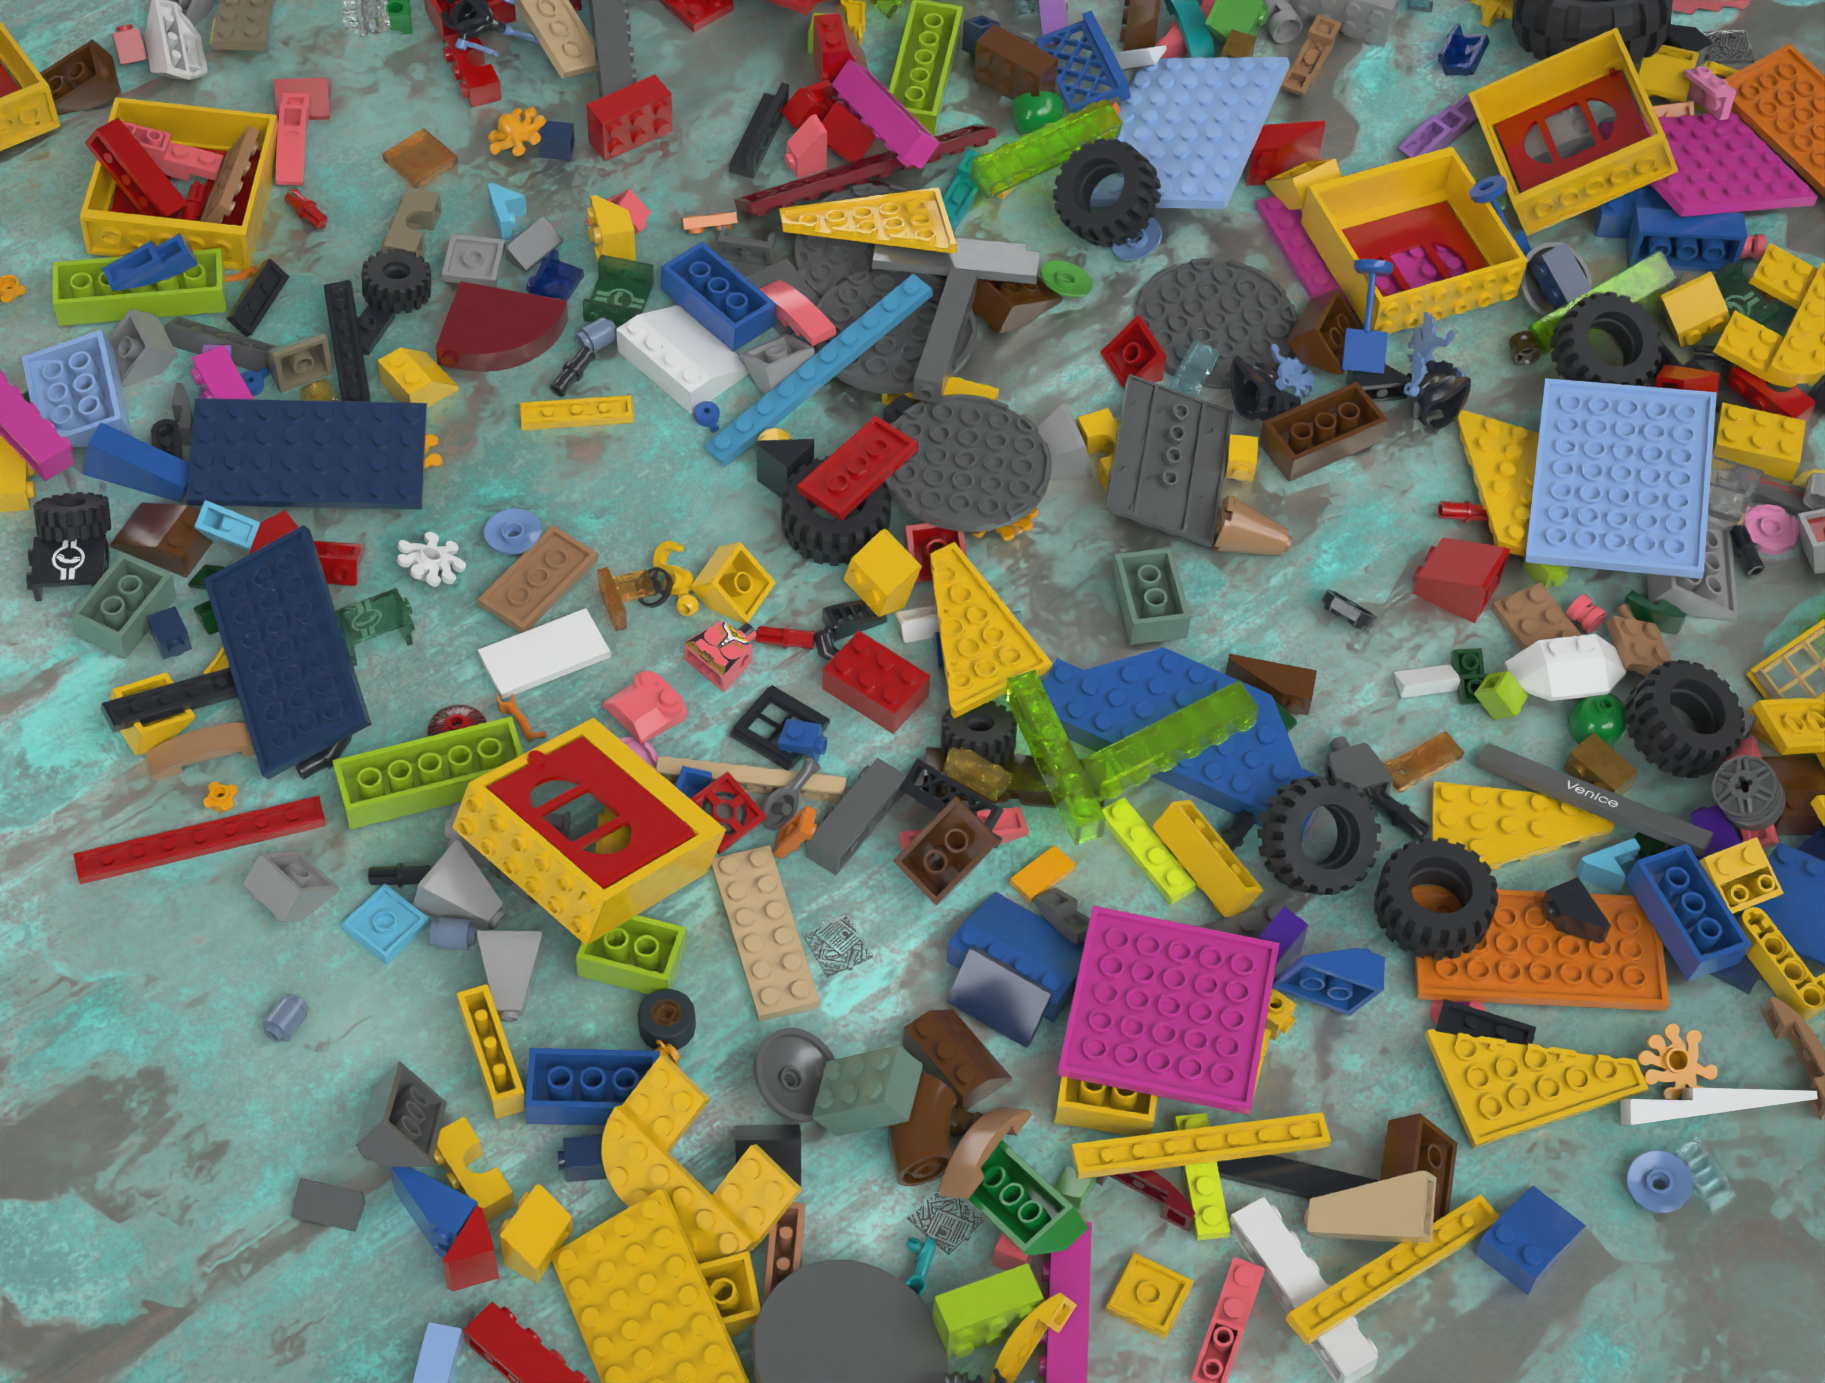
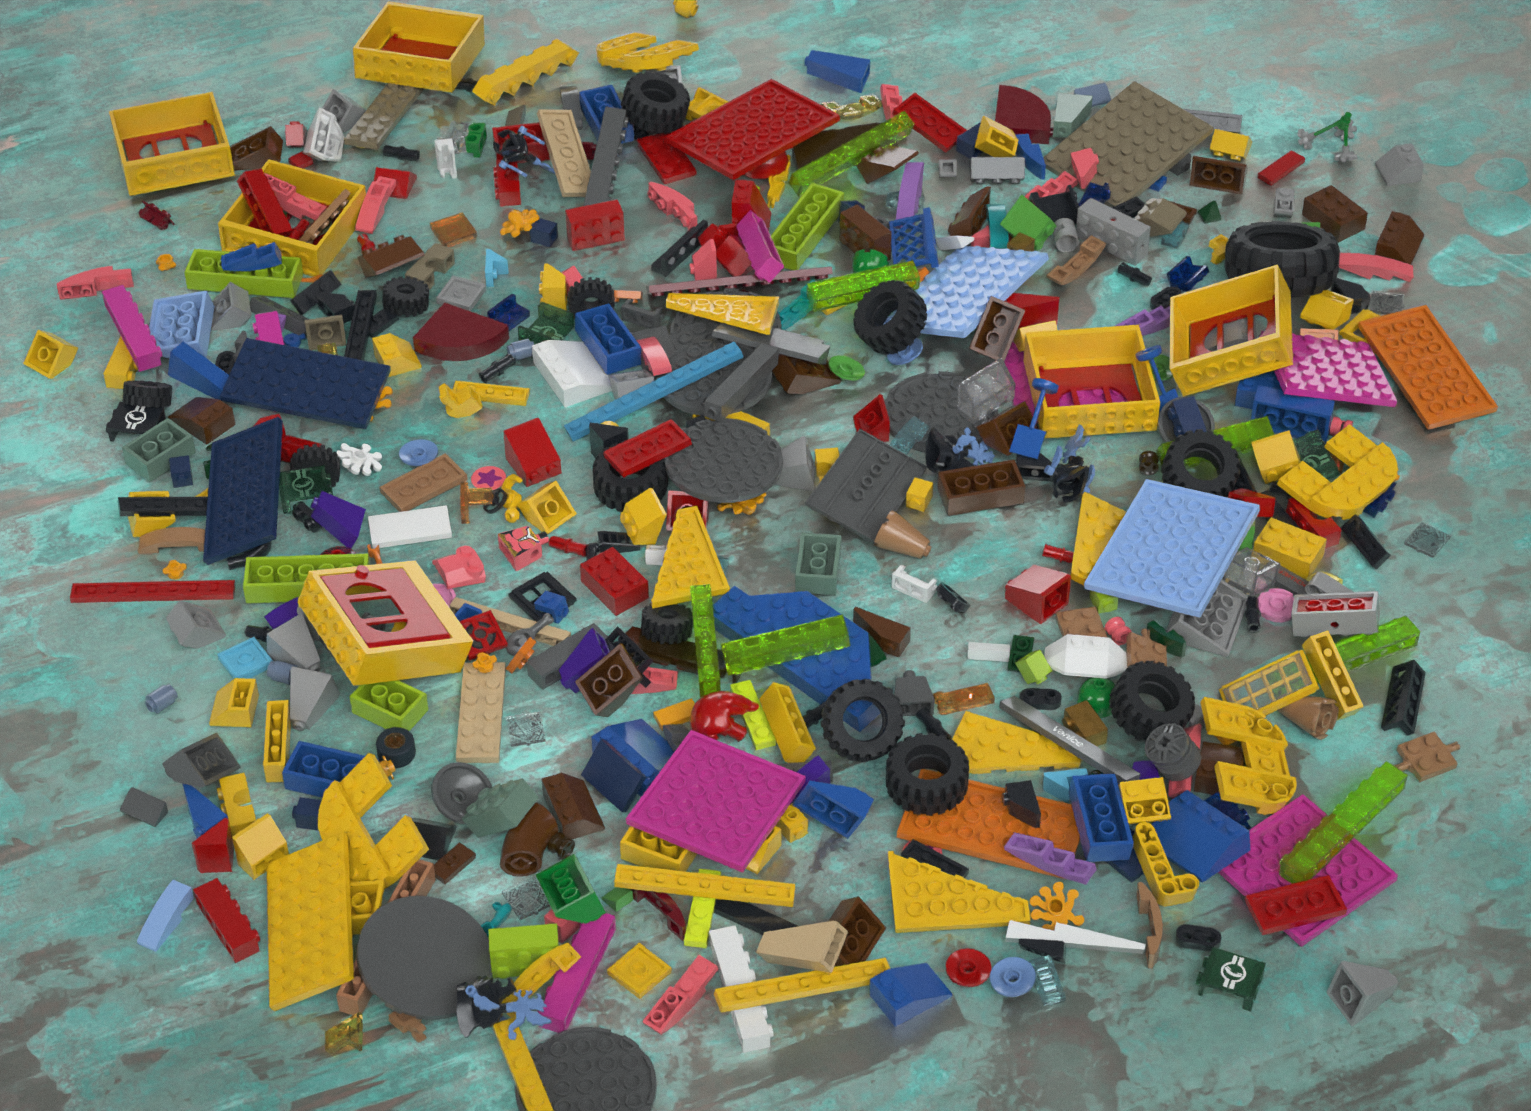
camera: 20 degrees right, 10 degrees down
(149, 84) = (300, 160): none -> red tile
(226, 525) = (237, 414): medium azure slope -> none
(295, 46) = (401, 153): none -> black pin
(297, 315) = (335, 304): none -> black slope
(349, 220) = (389, 255): none -> reddish brown slope
(370, 45) = (445, 157): none -> white hinge
(374, 579) = (315, 457): none -> black tyre
(389, 669) = (303, 513): none -> black plate
(401, 1003) = (235, 704): none -> yellow slope
(420, 836) = (282, 613): none -> dark purple slope
(441, 664) = (338, 517): none -> dark purple slope
(533, 245) = (501, 289): slope -> none
(543, 439) = (462, 403): none -> yellow brick
(626, 550) = (488, 477): none -> coral sticker
(670, 235) = (587, 289): none -> black tyre
(680, 501) = (531, 452): none -> red slope
(707, 415) = (574, 408): blue piece -> none
(721, 60) = (673, 203): none -> coral slope
(748, 862) = (484, 662): none -> light orange plate
(820, 1186) = (453, 863): none -> reddish brown plate
(892, 823) = (585, 656): none -> dark purple slope
(964, 1167) = (542, 865): medium nougat slope -> none
(977, 773) = (651, 641): clear yellow bracket -> none
(1109, 869) = (713, 714): none -> red piece
(1261, 186) = (996, 329): none -> reddish brown slope
(1277, 284) = (985, 391): none -> clear slope
(1287, 601) = (913, 586): none -> white hinge
(1392, 62) = (1134, 274): none -> black axle
(1447, 92) = (1163, 297): none -> black plate
(1524, 739) = (1041, 698): none -> black plate
(1598, 1170) = (968, 960): none -> red dish
(1641, 989) = (1050, 859): none -> medium lavender slope
(1698, 1127) = (1054, 948): none -> black slope
(1710, 92) = (1350, 324): bright pink bracket -> none

